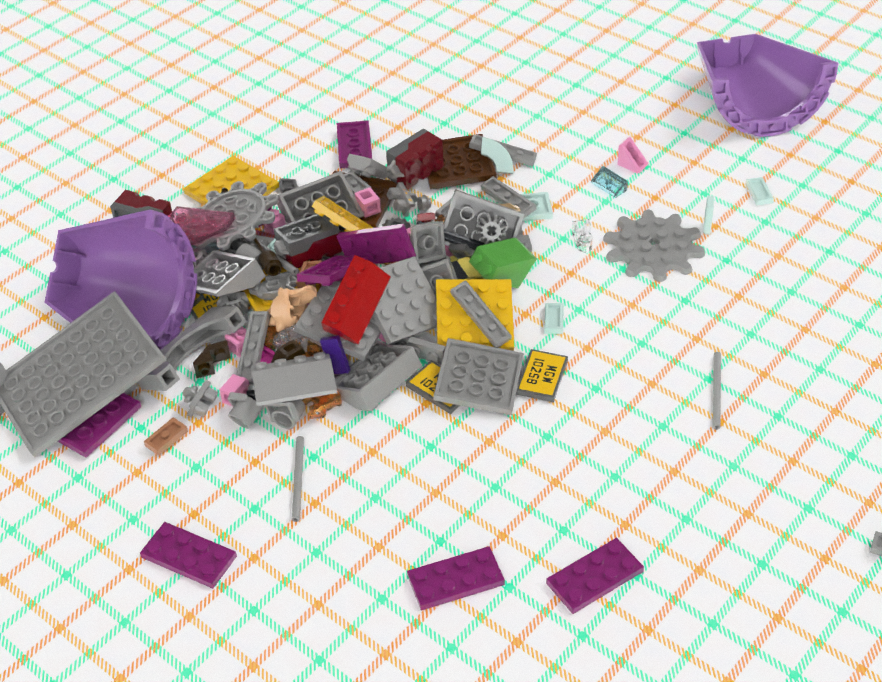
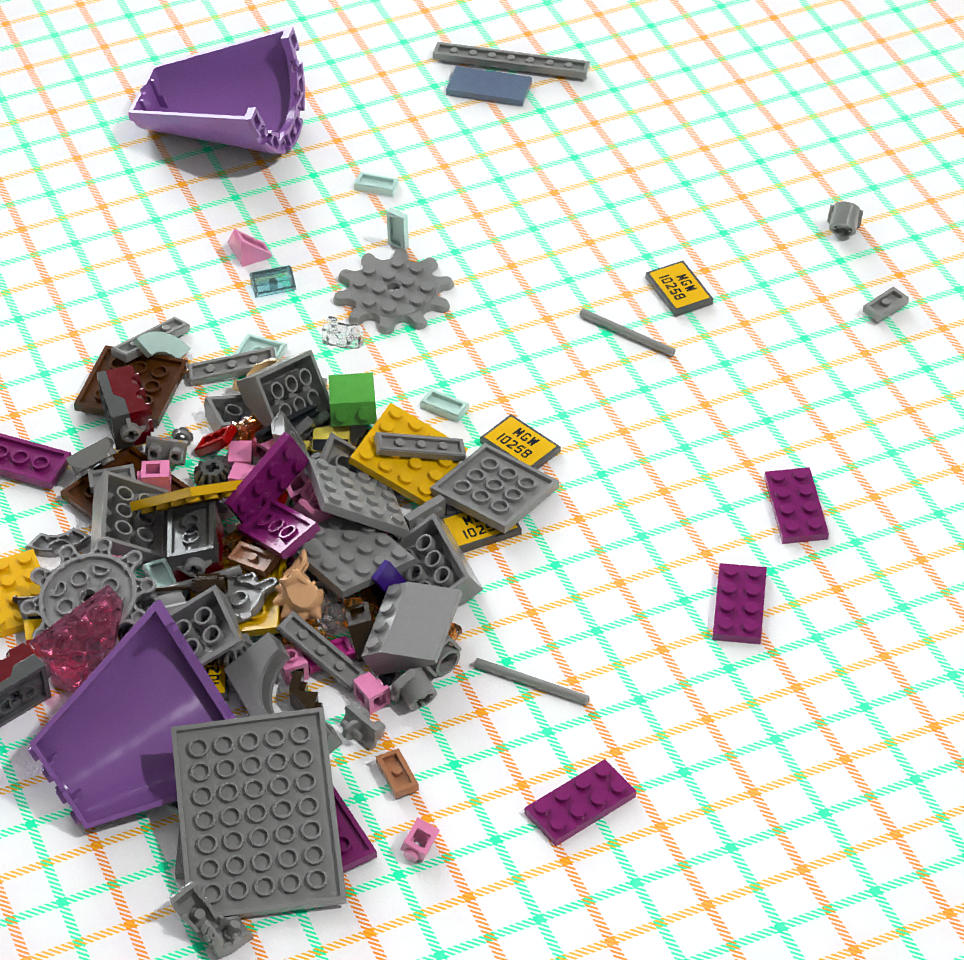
camera: 65 degrees left, 0 degrees up
(104, 472) = (424, 835): none -> bright pink brick
(355, 300) = (356, 520): red slope -> none
(497, 229) = (309, 385): light grey gear -> none
(795, 402) = (679, 288): none -> tile

